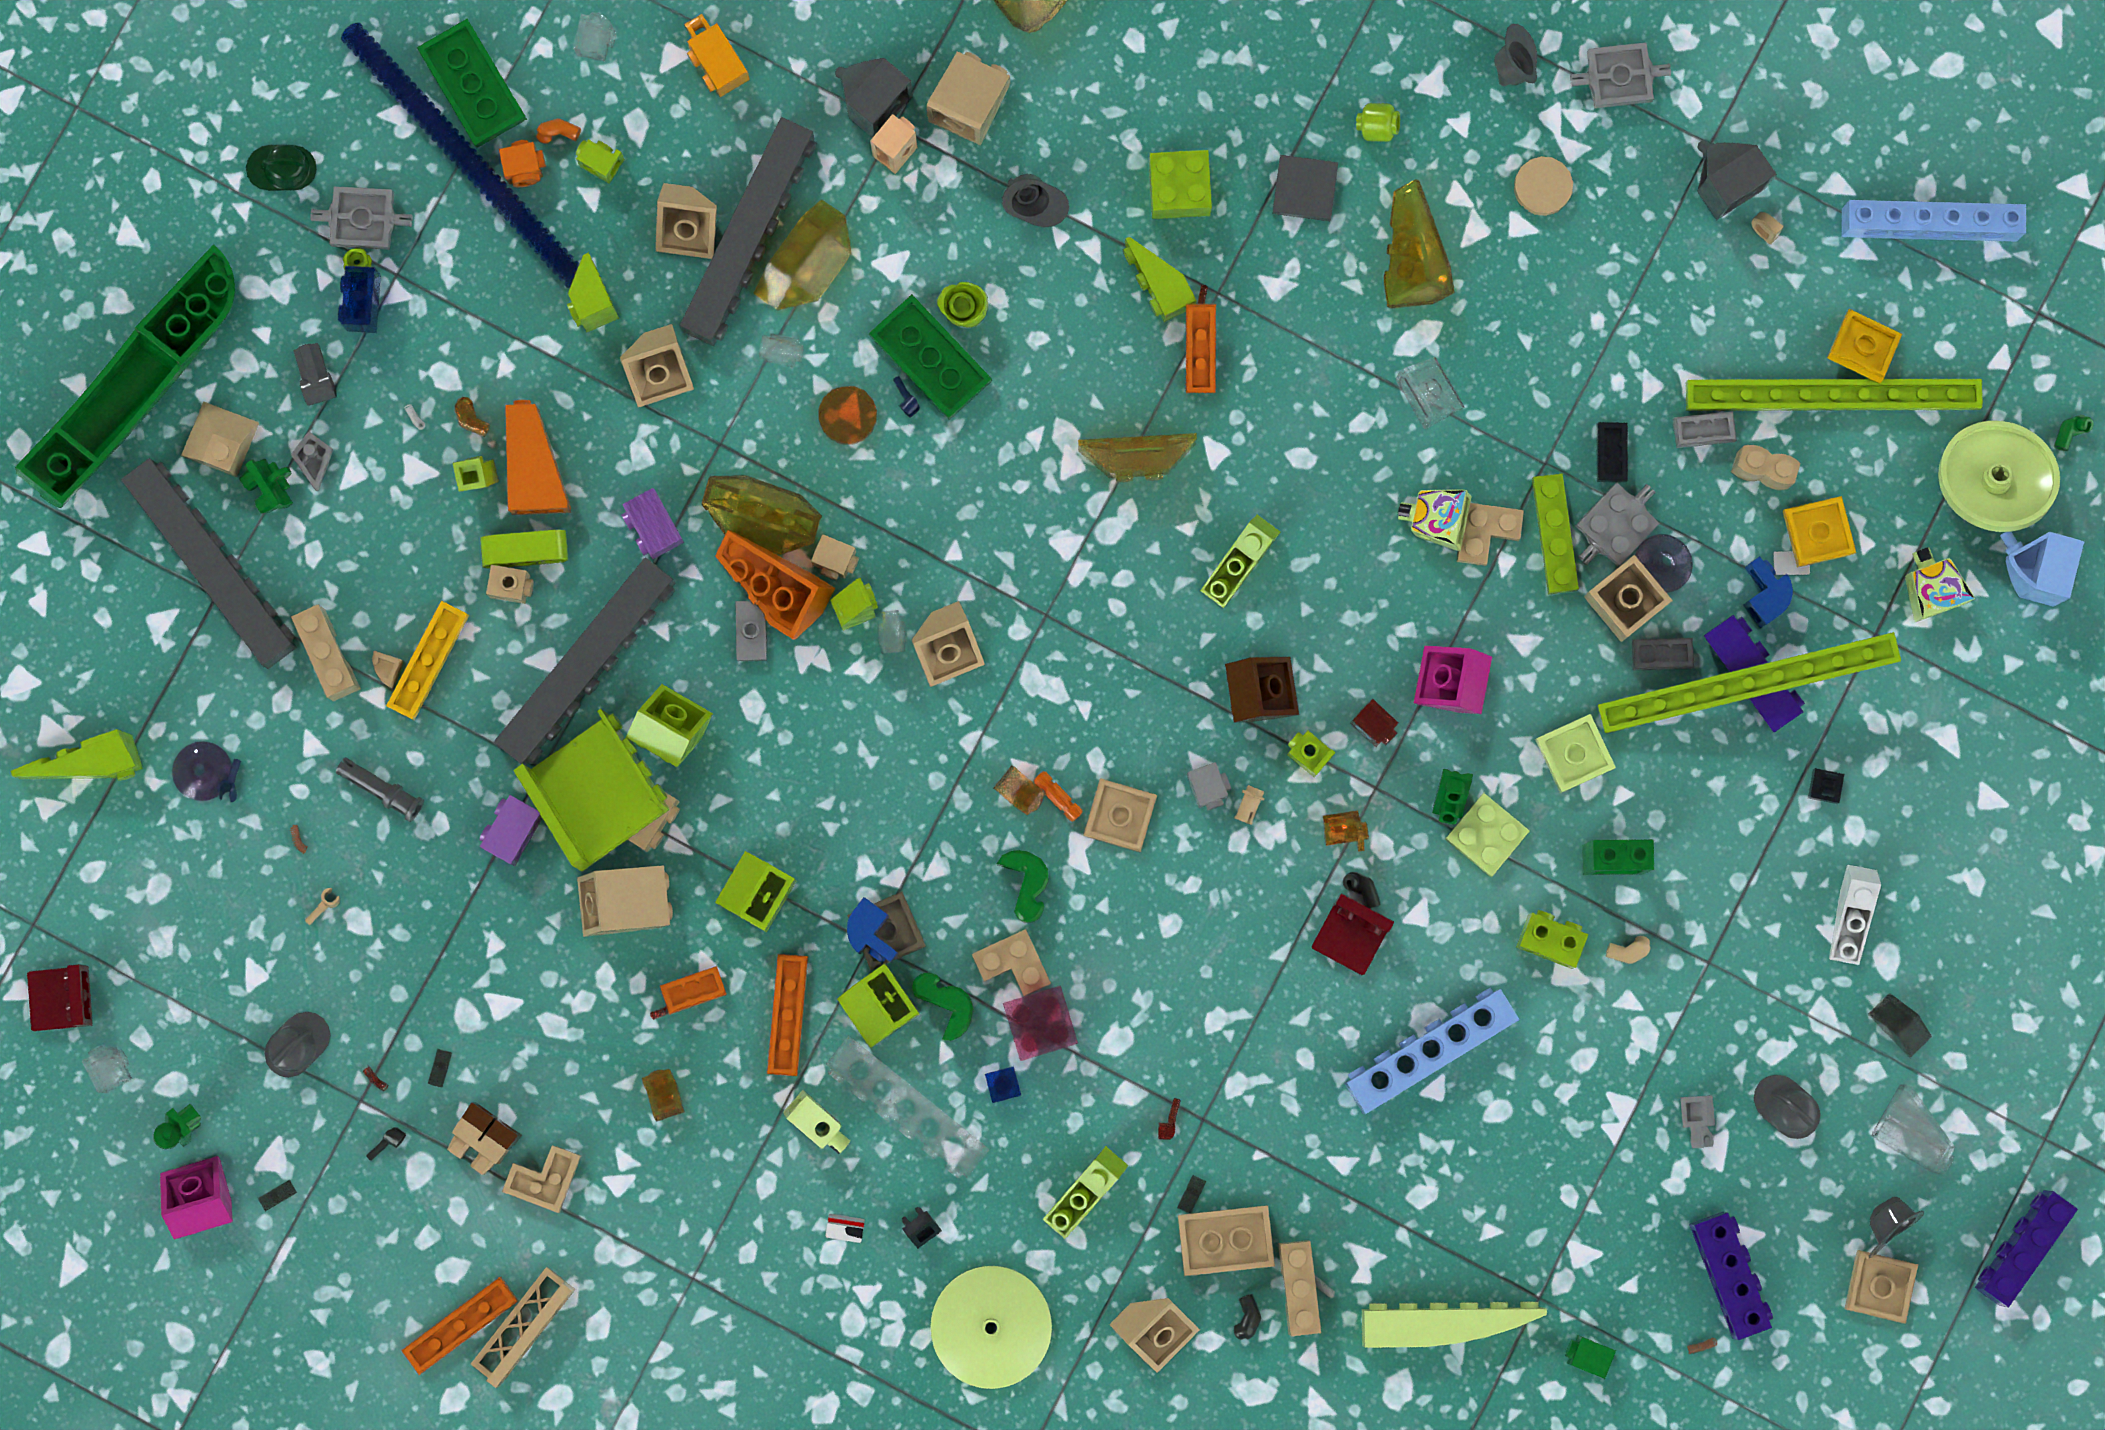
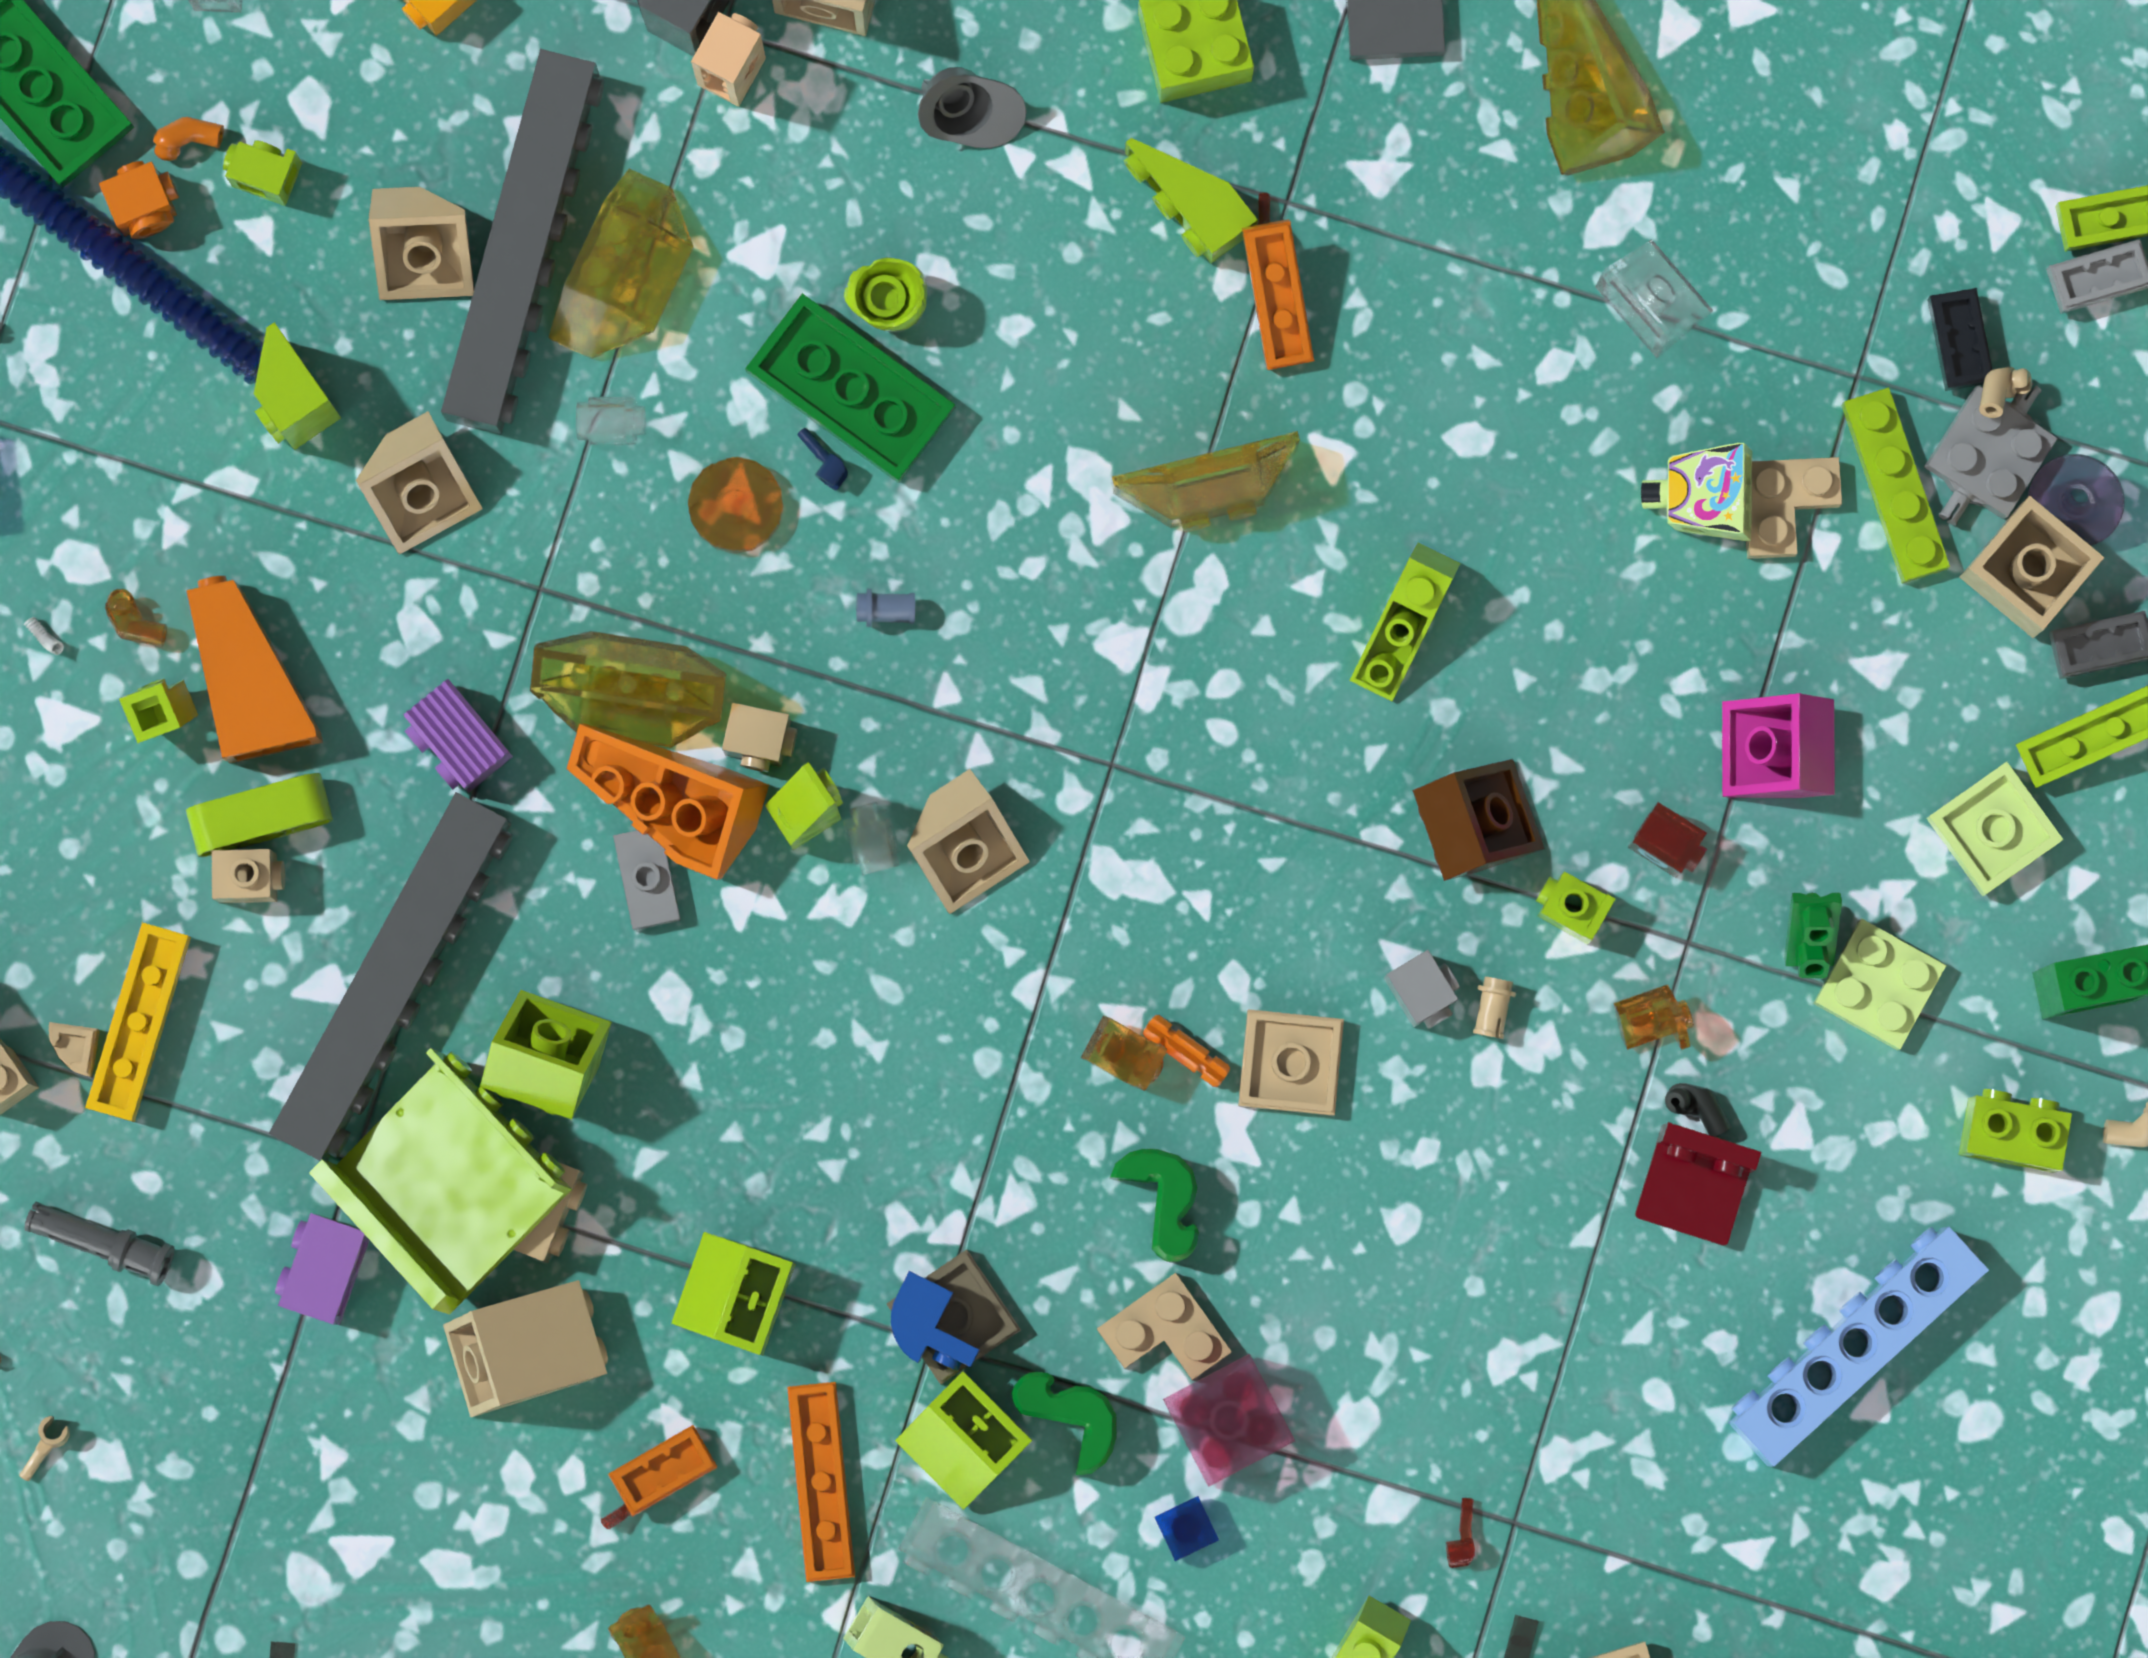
camera: 10 degrees left, 0 degrees up
(926, 494) = (885, 608): none -> sand blue pin
(1631, 484) = (2000, 385): none -> tan arm

